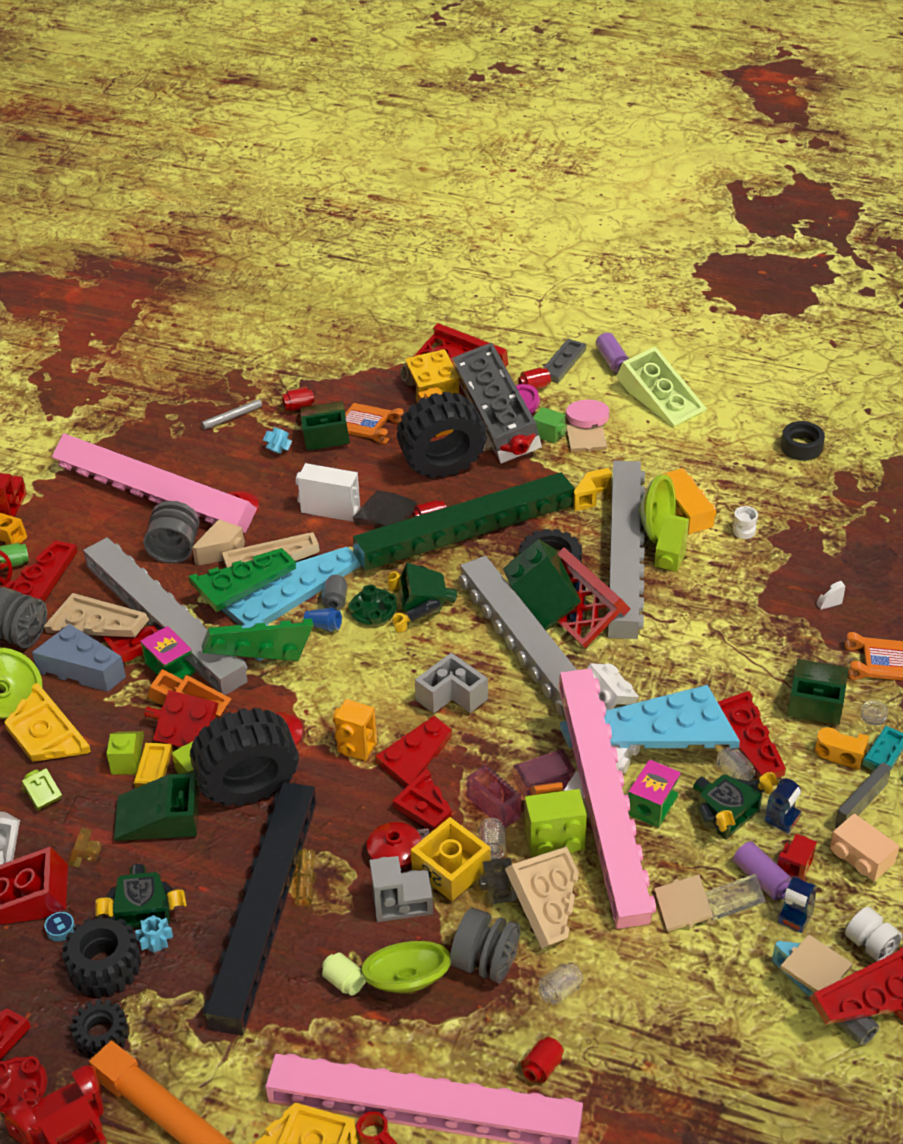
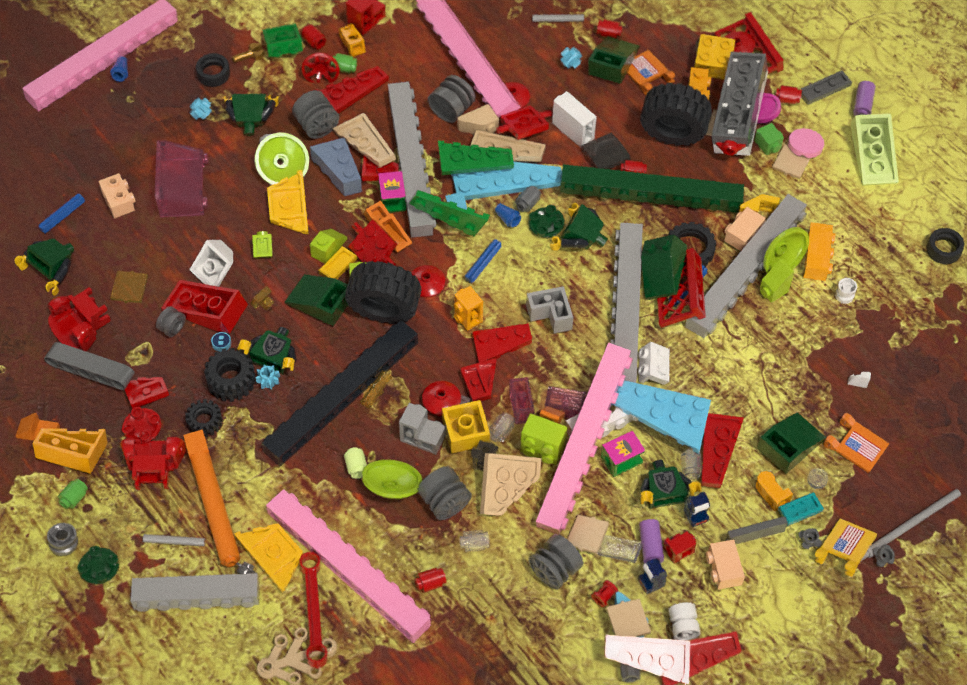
camera: 30 degrees right, 15 degrees up
(272, 521) = (524, 122): none -> red plate
(329, 679) = (483, 261): none -> blue axle
(595, 513) = (743, 228): none -> light nougat brick
(679, 948) = (556, 561): none -> dark grey wheel
(759, 956) = (604, 593): none -> red bush

